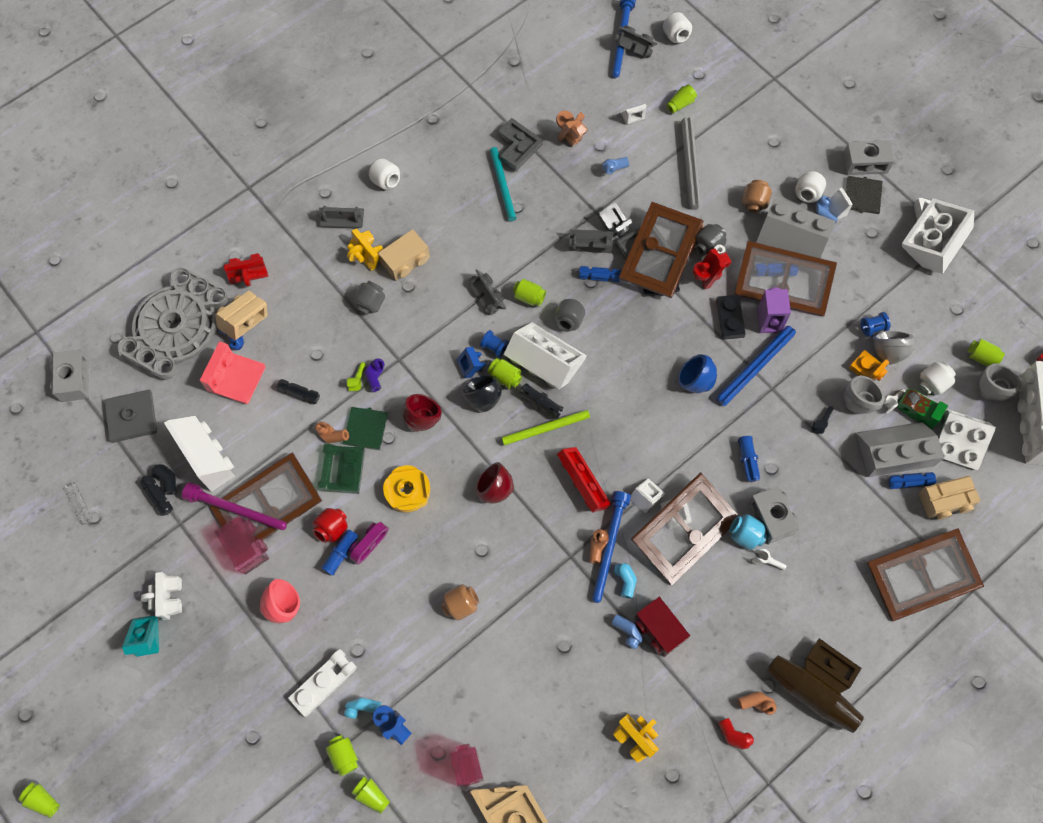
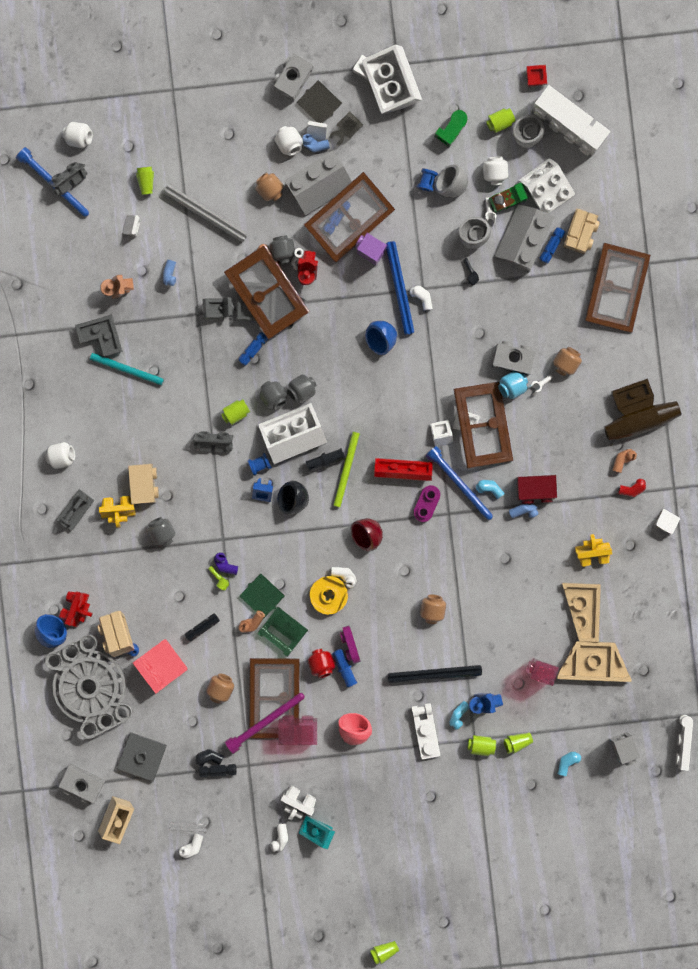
camera: 60 degrees left, 20 degrees up
(46, 426) = (116, 820): none -> tan brick
(57, 521) = (192, 848): none -> white arm
(116, 605) = (282, 839): none -> white arm
(201, 451) = (208, 721): white slope -> none
(209, 258) = (50, 631): none -> blue hat
(244, 443) = (220, 688): none -> medium nougat head
(392, 652) = (434, 674): none -> black axle
(421, 412) = (280, 550): dark red hat -> none
(439, 494) = (346, 574): none -> white arm
(505, 372) = (288, 471): lime brick -> none
(566, 525) = (427, 503): none -> magenta plate
(568, 772) = (585, 609): none -> tan wing
(591, 240) = (221, 338): dark grey hinge -> none
(594, 336) = (301, 388): none -> dark grey head
(598, 542) = (453, 490): nougat arm -> none
(727, 800) = (667, 521): none -> white slope
(730, 317) = (351, 278): black plate -> none
(749, 458) = (464, 345): blue axle -> none
(767, 390) = (423, 295): none -> white arm
(813, 571) = (567, 361): none -> medium nougat head
(863, 227) = (348, 126): none -> clear smoke plate
(869, 366) = (455, 209): light orange bracket -> none
(940, 316) = (453, 129): none -> green leg

